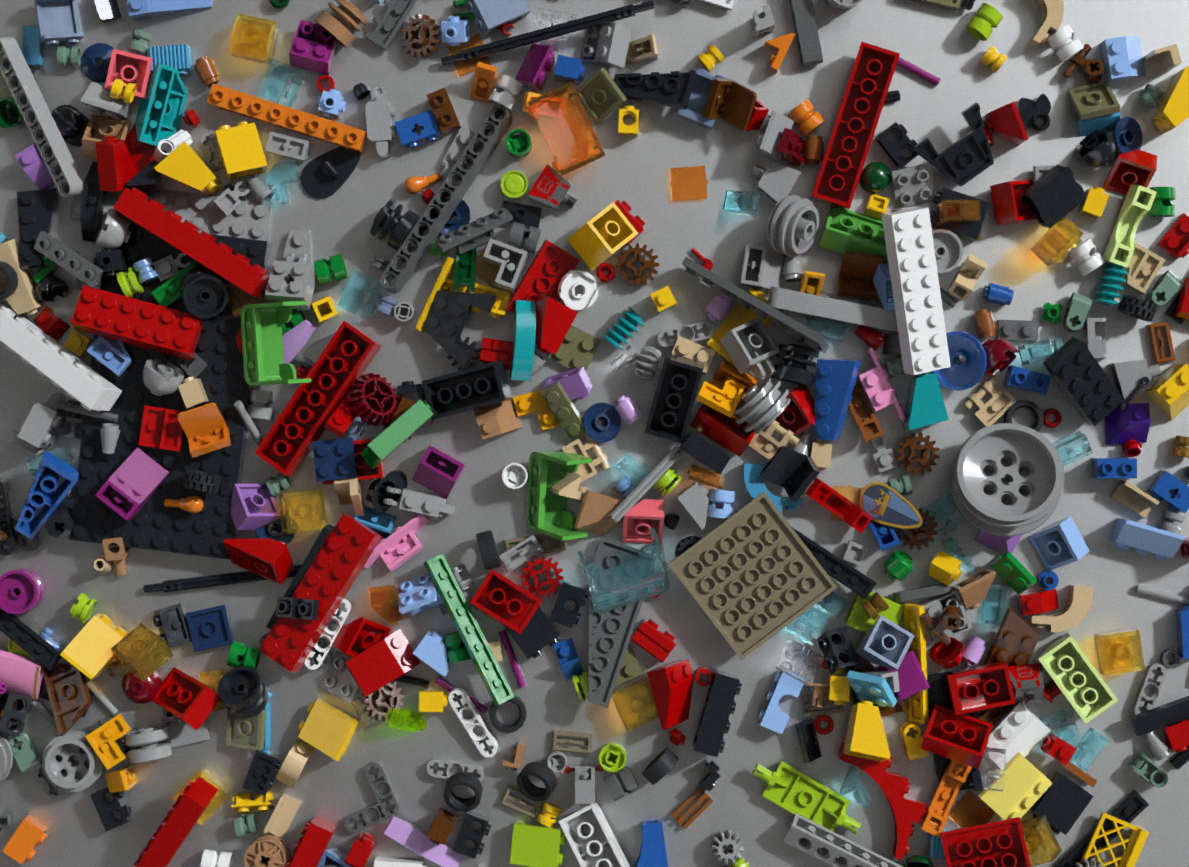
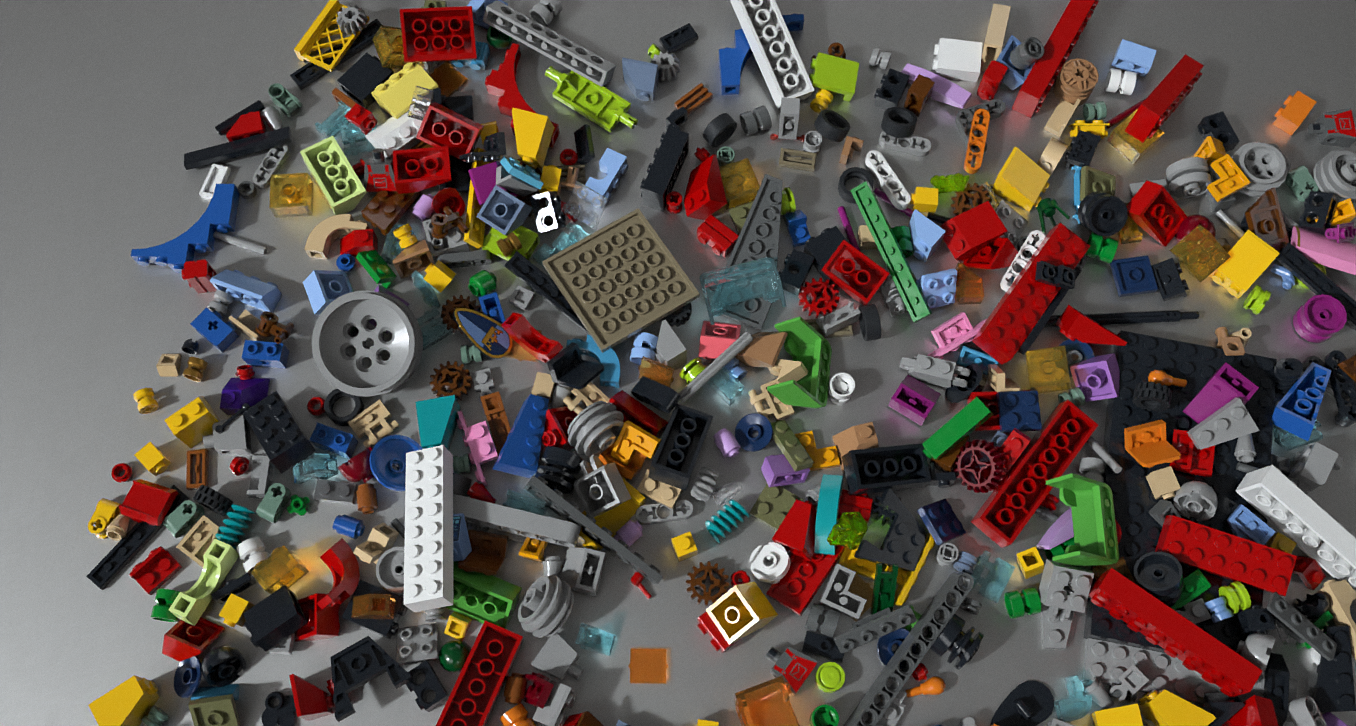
camera: 170 degrees left, 20 degrees down
(132, 454) = (1223, 425): none -> light grey wing
(208, 828) = (1123, 115): none -> dark red bar
(300, 699) = (1047, 208): none -> dark green plant
(377, 775) = (976, 141): none -> orange beam
(410, 343) = (941, 521): none -> dark blue plate
(500, 322) = (849, 530): none -> clear neon green brick
(521, 801) = (854, 122): dark tan tile -> none
(612, 757) = (762, 143): lime wheel -> none
(651, 731) = (725, 151): none -> sand green wheel
(671, 520) = (693, 339): black hinge -> none
(751, 823) = (641, 78): none -> sand blue slope
(807, 395) = (550, 438): none -> red plate
(853, 782) = (548, 106): clear light blue slope -> none
(905, 709) = (494, 147): none -> black bracket
(944, 797) = (470, 87): orange slope -> none
(989, 611) = (406, 236): none -> yellow wheel
(992, 244) = (345, 573): none -> red arch
(1073, 447) = (303, 375): clear light blue hinge -> none
(1100, 225) = (234, 586): none -> black plate
(1109, 495) = (273, 327): none -> reddish brown piece
(1118, 348) = (239, 465): none -> red plate

